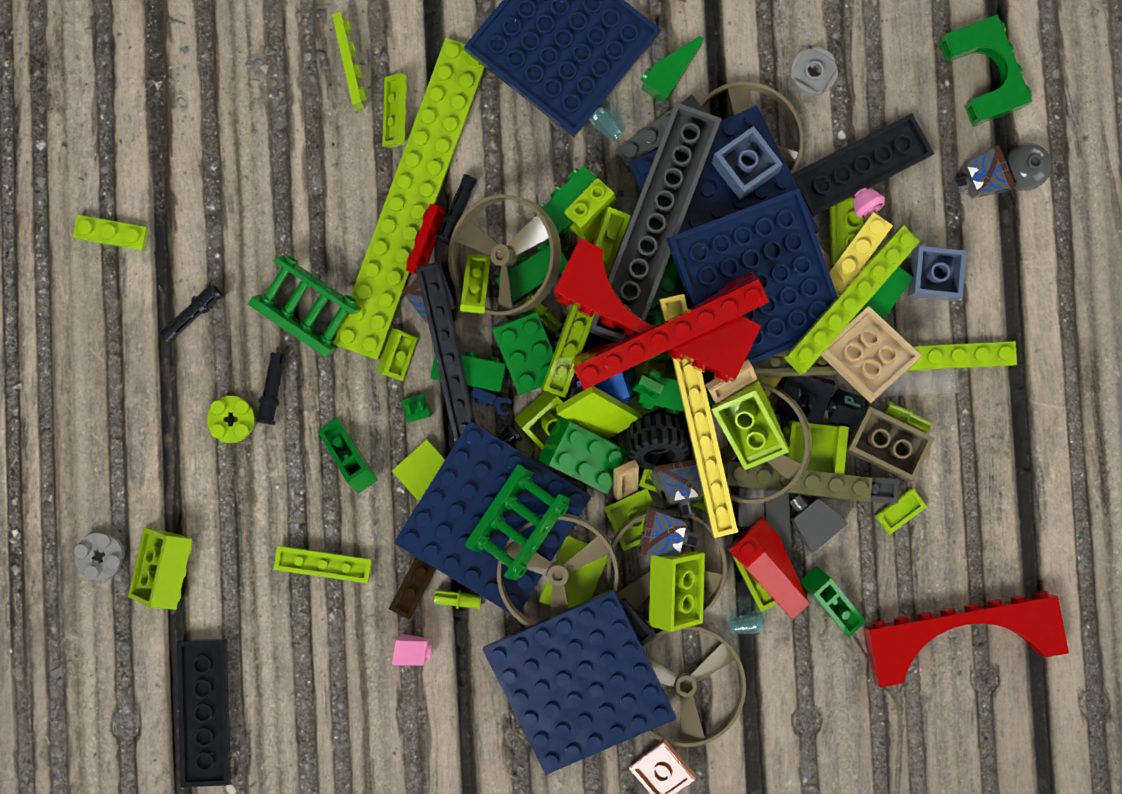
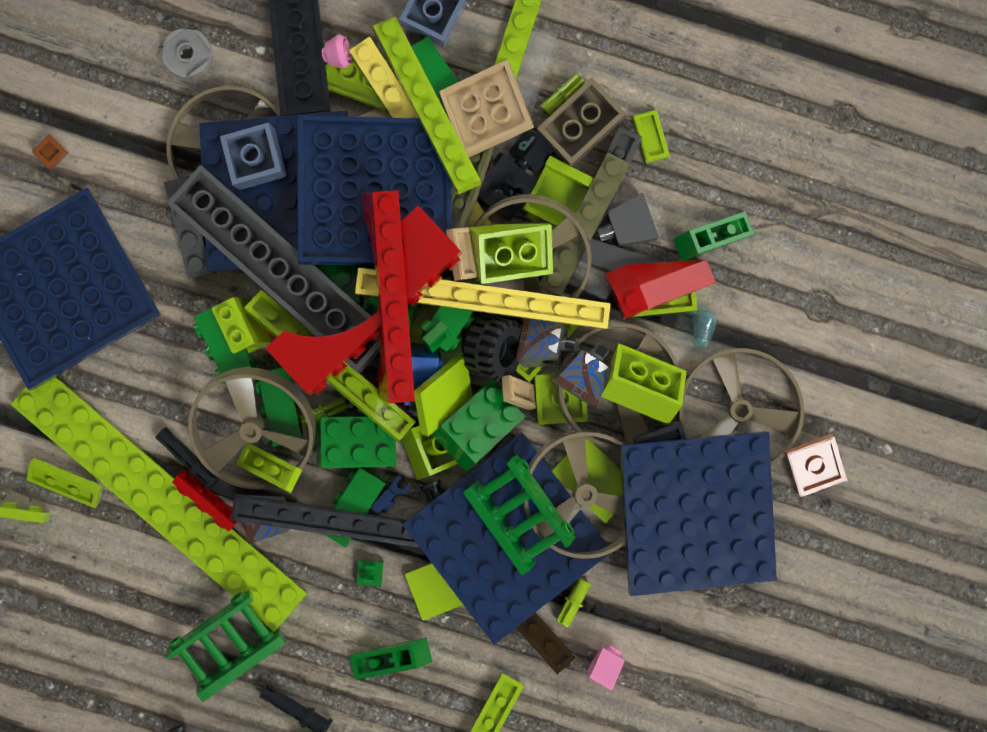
camera: 65 degrees left, 0 degrees up
(397, 354) = (309, 571): lime slope -> none
(605, 123) = (159, 278): clear light blue cone -> none
(667, 72) = (132, 198): green slope -> none
(897, 643) = (777, 190): red arch -> none

